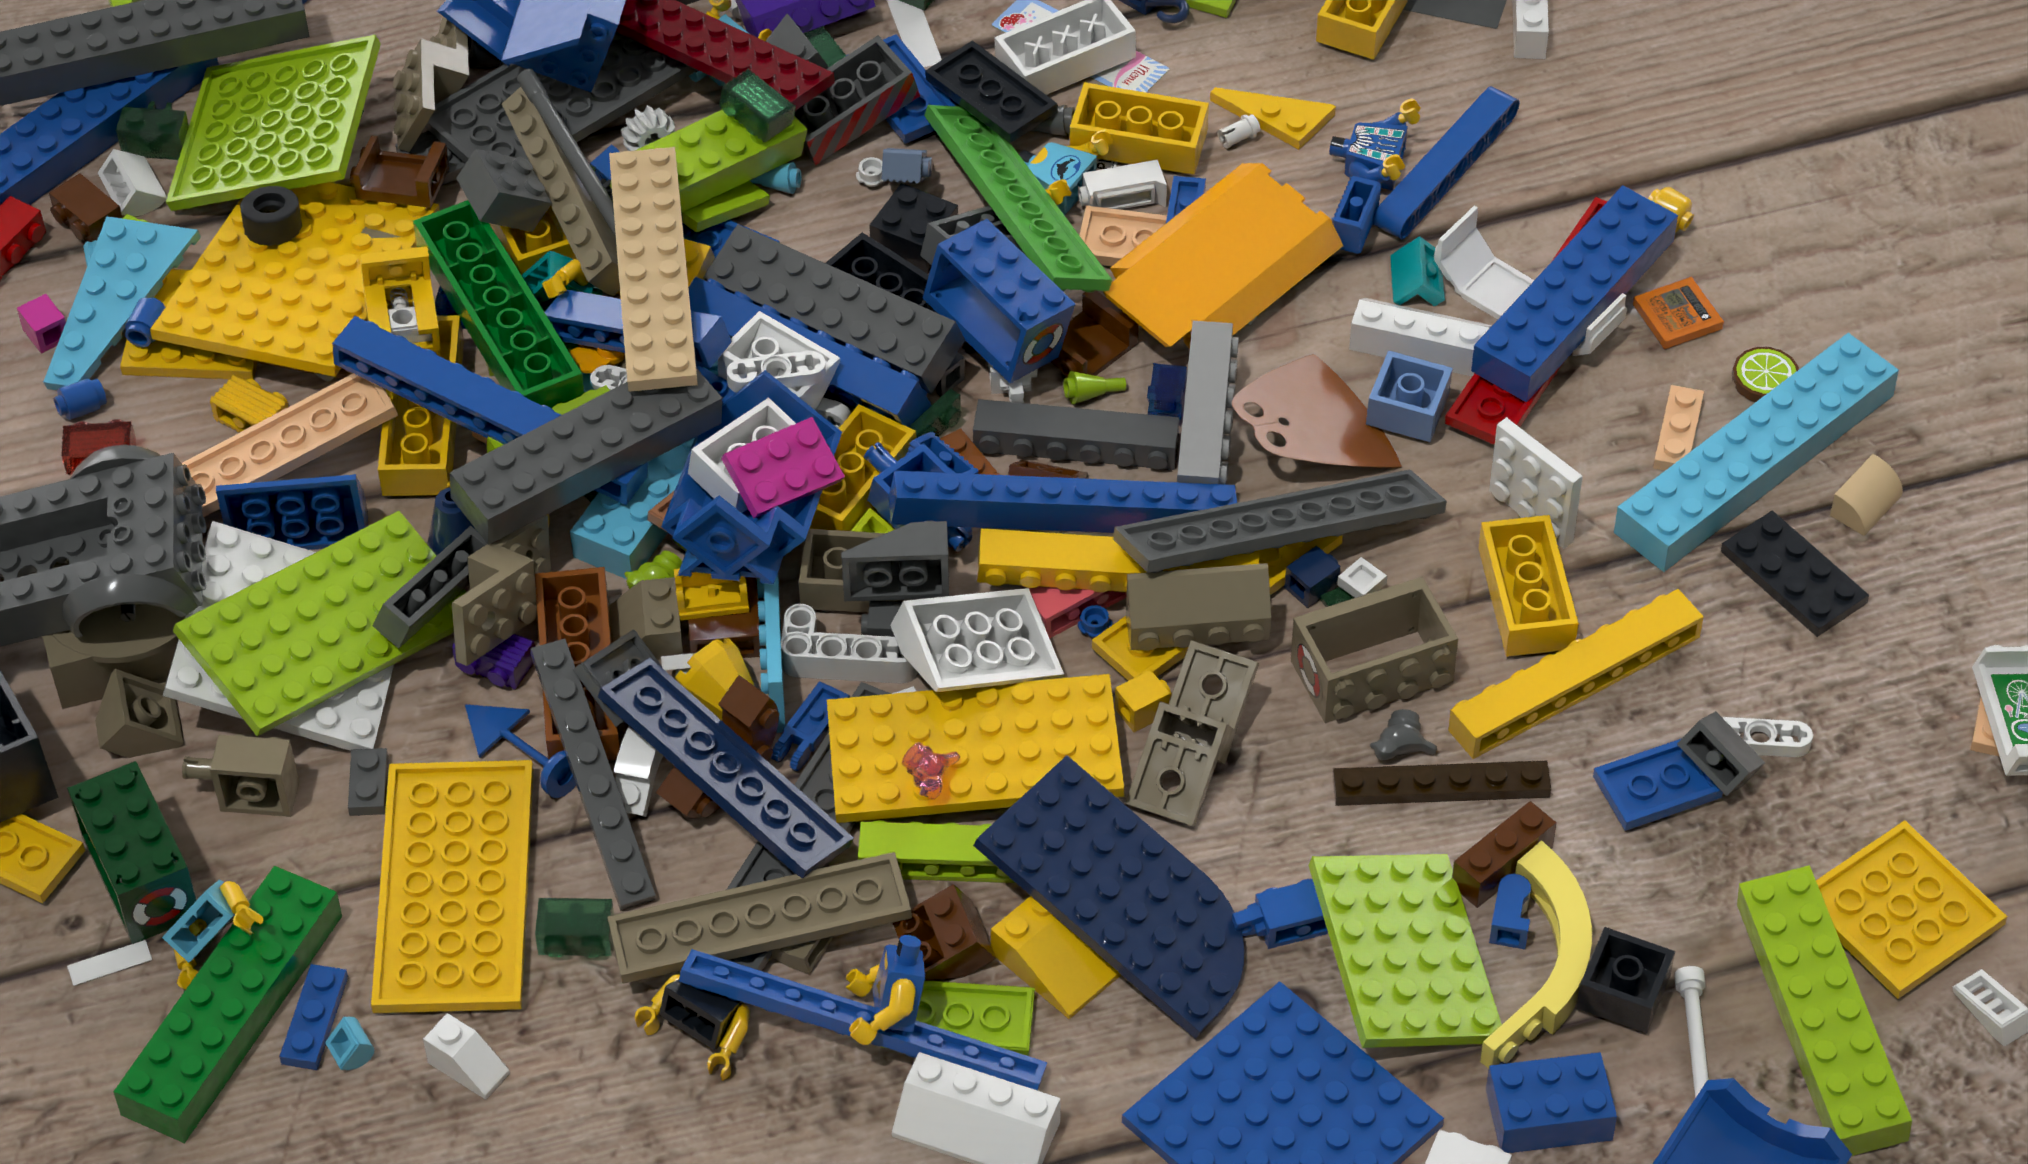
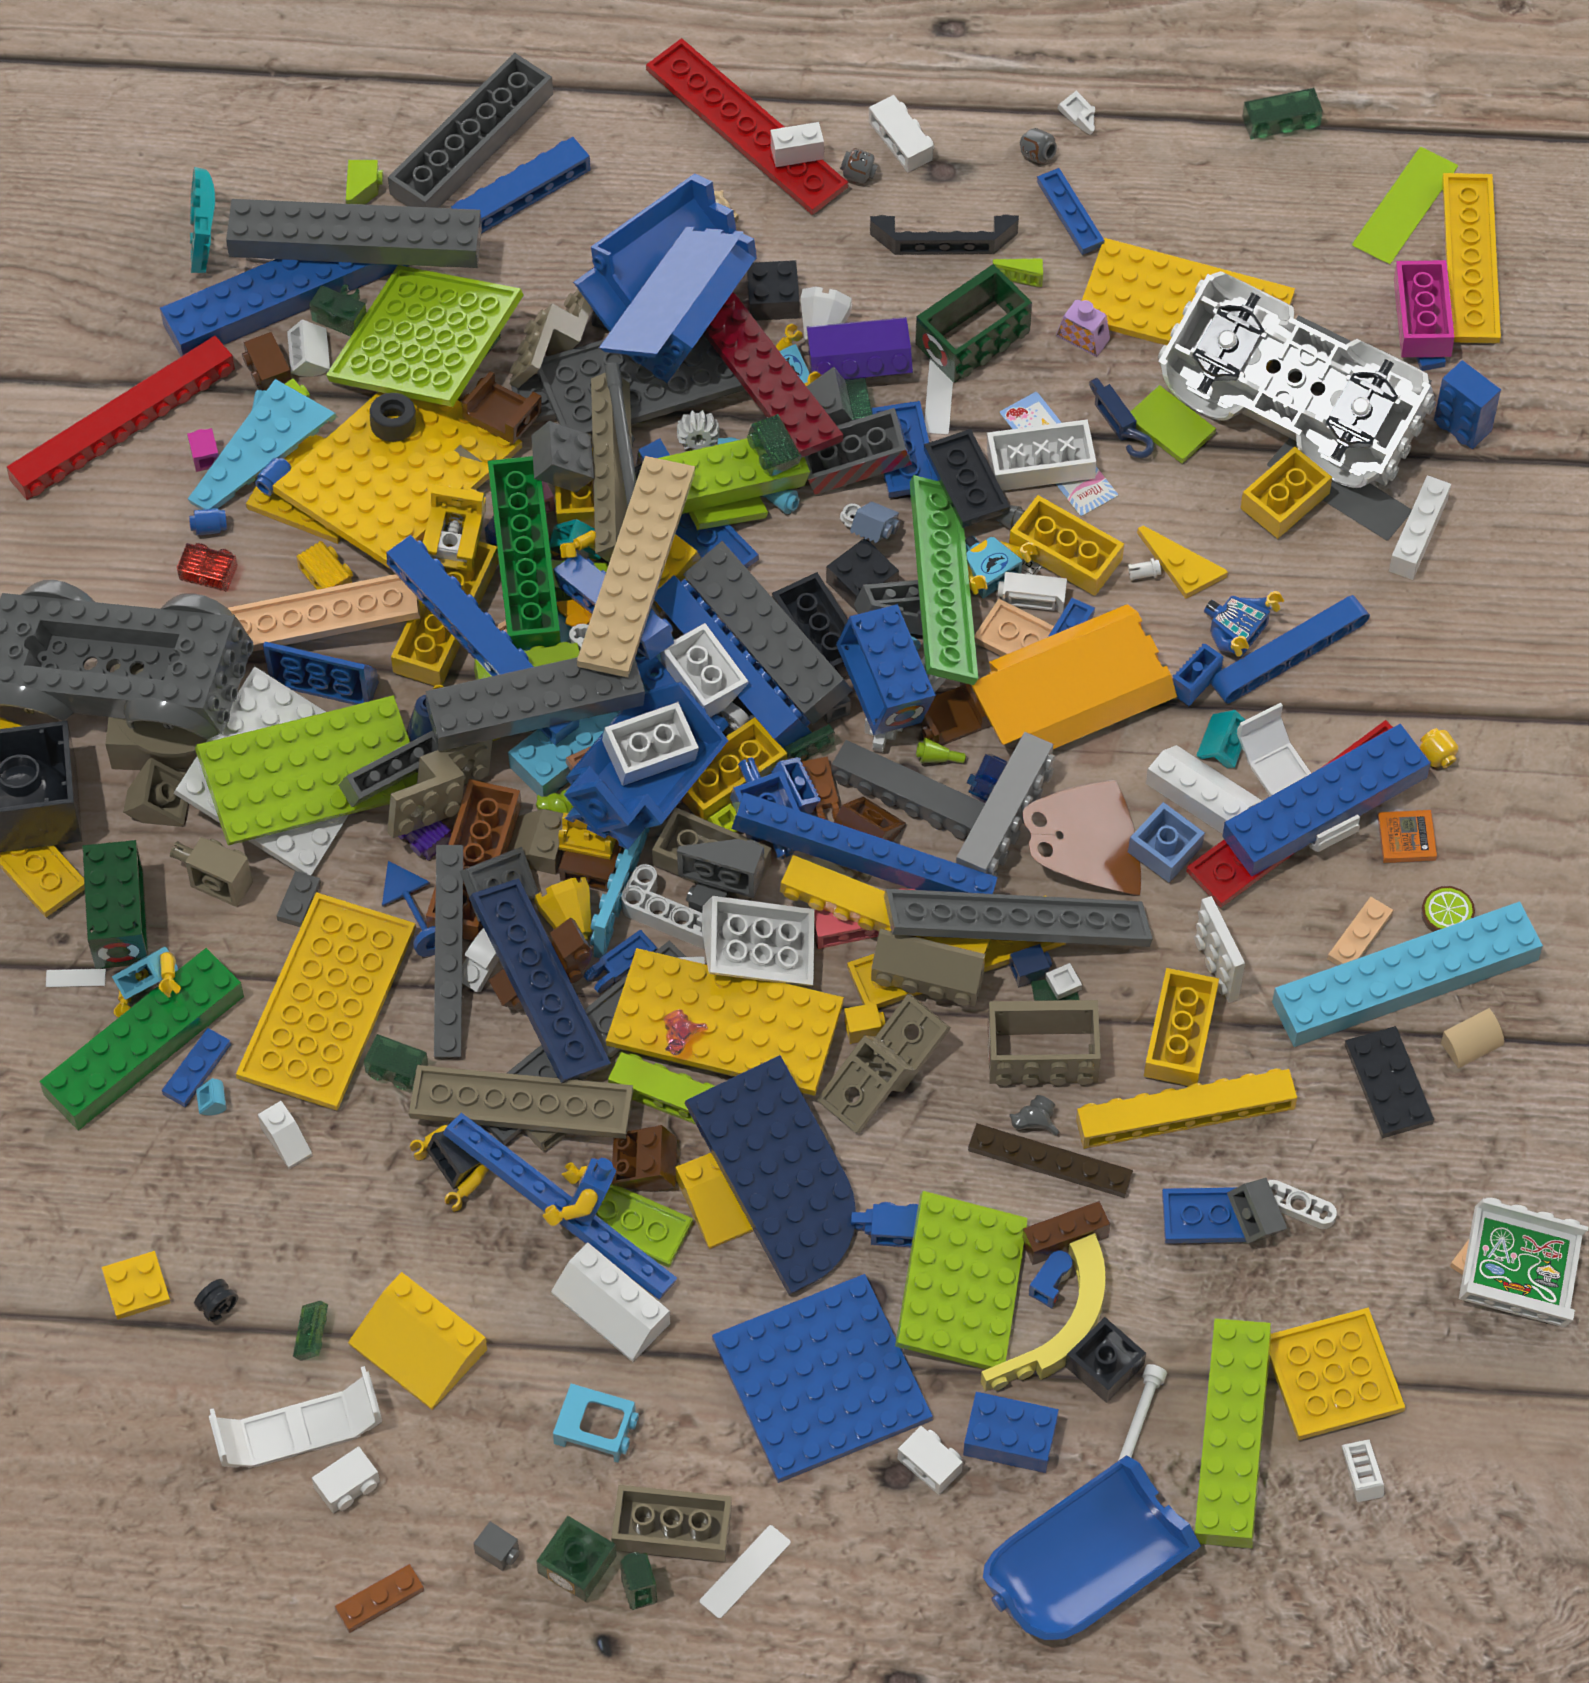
camera: 20 degrees right, 10 degrees up
(676, 662) = (547, 879): white plate -> none
(782, 467) = (665, 763): dark pink plate -> none
(799, 360) = (702, 688): white beam -> none
(1094, 621) = (857, 941): blue plate -> none

